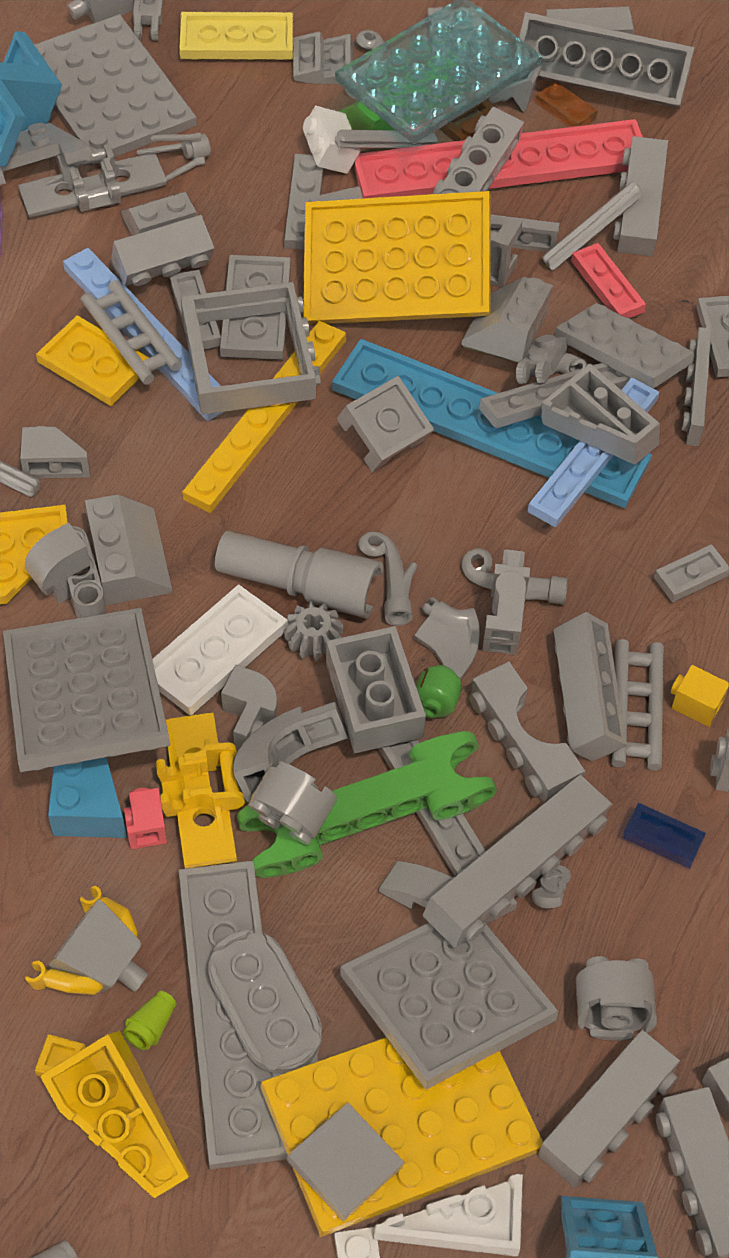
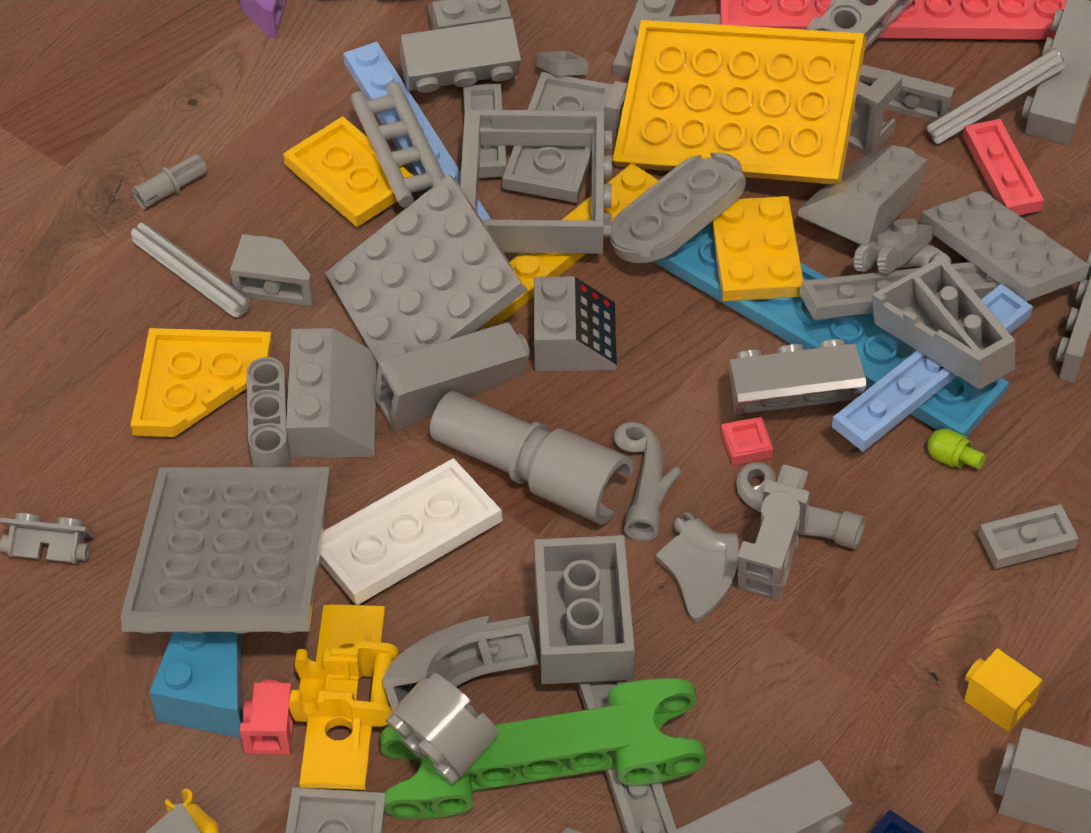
camera: 15 degrees right, 5 degrees down
(56, 559) = (239, 391): light grey brick -> none
(182, 444) = (426, 275): none -> light grey plate
(200, 525) = (470, 364): none -> light grey slope
(244, 245) = (562, 63): none -> light grey tile
(250, 698) = (432, 597): light grey brick -> none
(297, 273) = (614, 107): none -> light grey tile
(305, 462) = (573, 326): none -> light grey slope
(311, 629) = (528, 521): light grey gear -> none
(367, 352) = (677, 208): none -> light grey tile
(386, 422) = (680, 292): light grey panel -> none
(436, 375) = (757, 250): none -> yellow plate
(438, 690) = (665, 627): bright green head -> none
(462, 532) = (746, 441): none -> coral tile
(492, 476) = (796, 377): none -> light grey slope
(546, 766) = (745, 651): light grey arch -> none
(589, 687) = (859, 655): light grey brick -> none
(621, 514) = (954, 449): none -> lime cylinder
(653, 690) = (896, 699): light grey bar -> none

